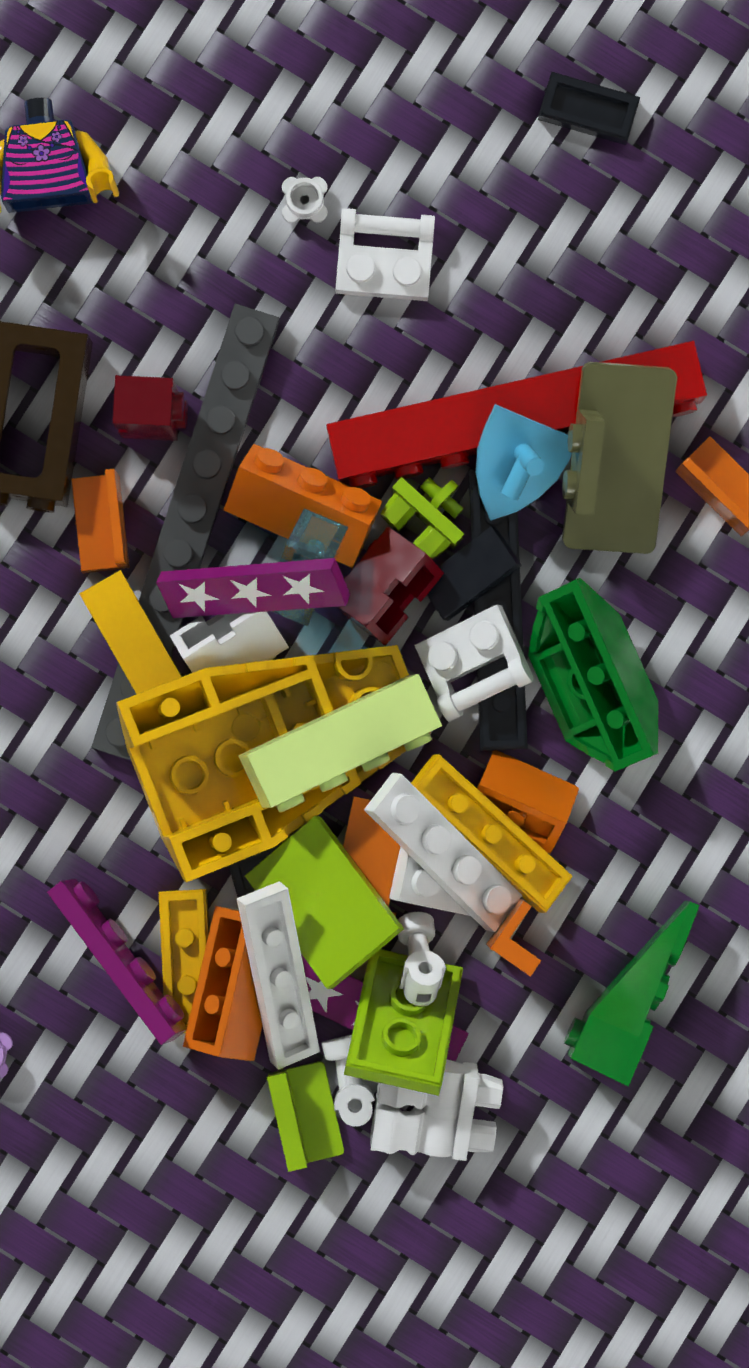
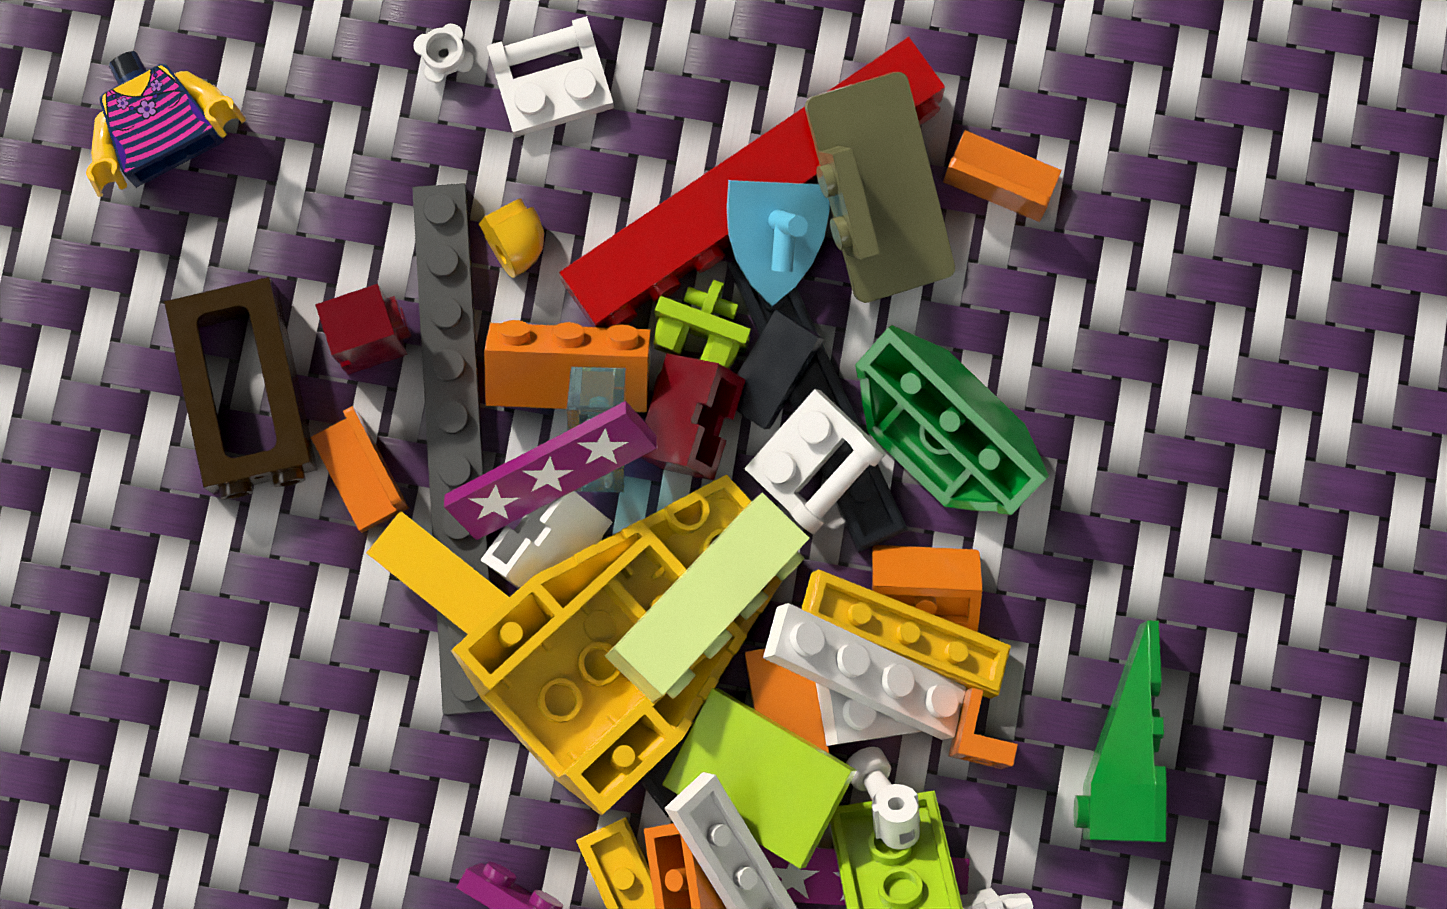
camera: 20 degrees left, 5 degrees down
(302, 378) = (514, 236): none -> yellow piece

